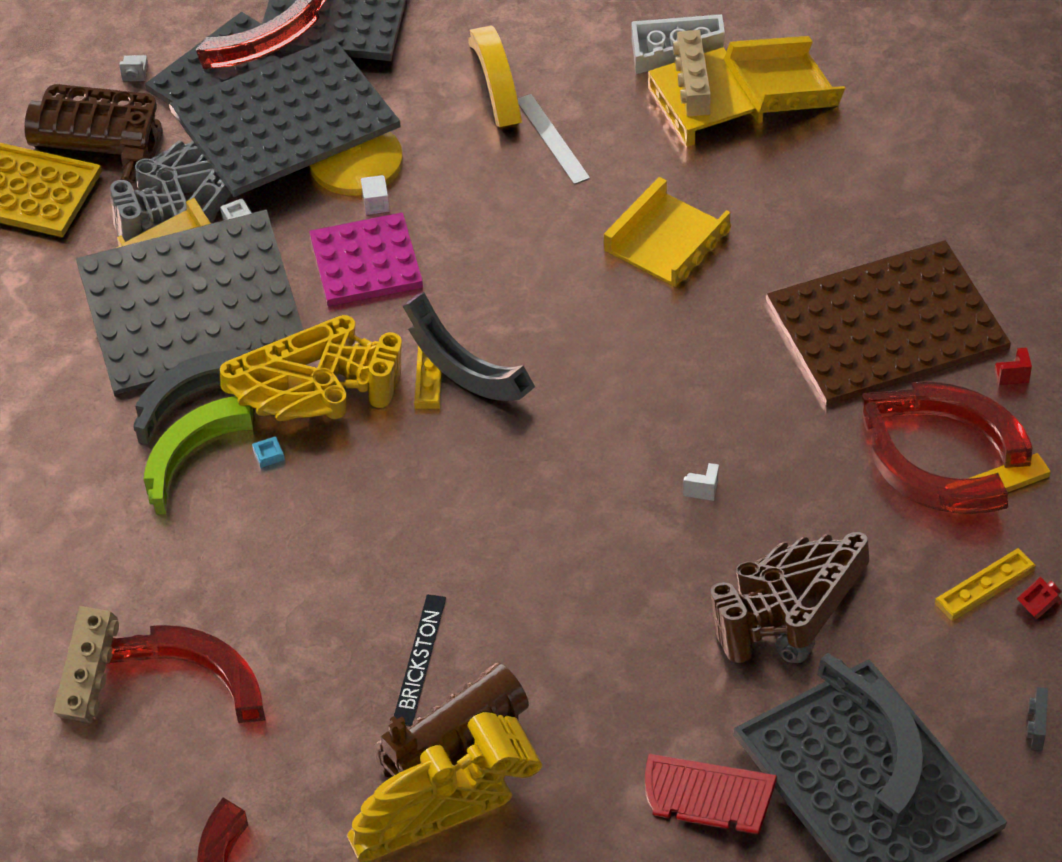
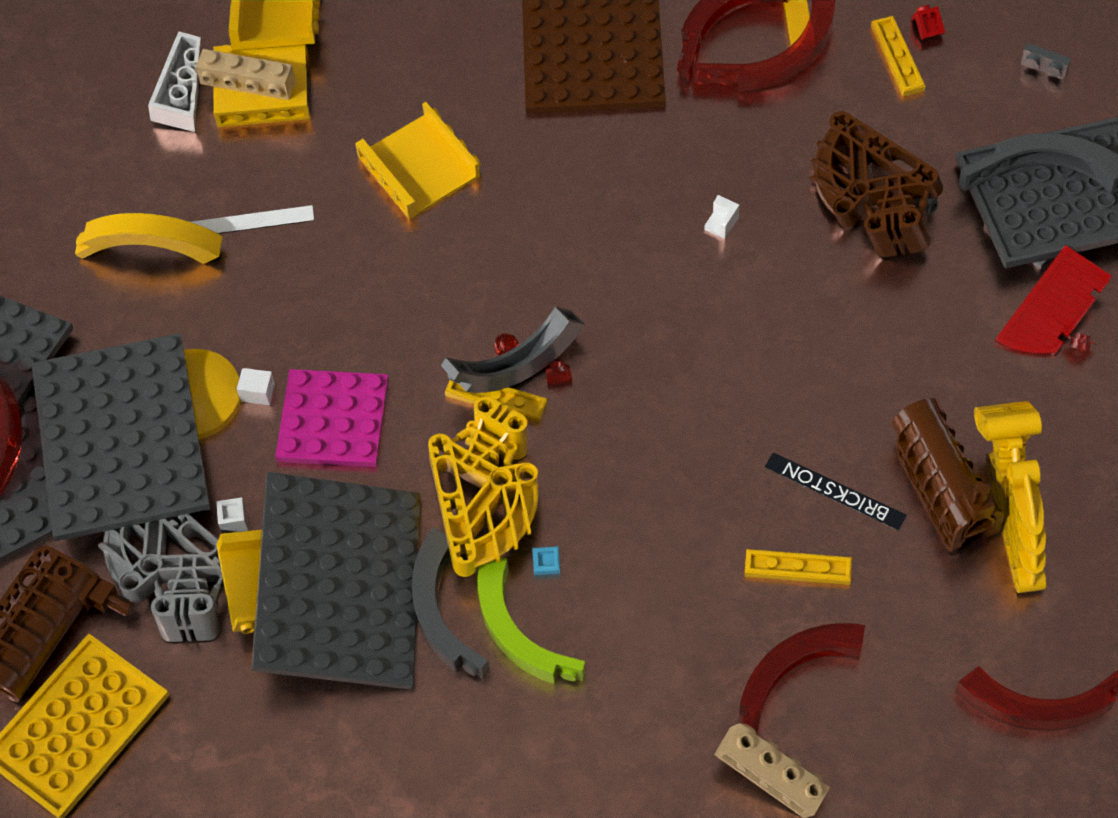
camera: 70 degrees left, 10 degrees up
(322, 647) = (798, 566): none -> yellow tile
(471, 403) = (558, 373): none -> clear red plate
(485, 352) = (505, 343): none -> clear red plate
(671, 829) = (1080, 341): none -> clear red plate

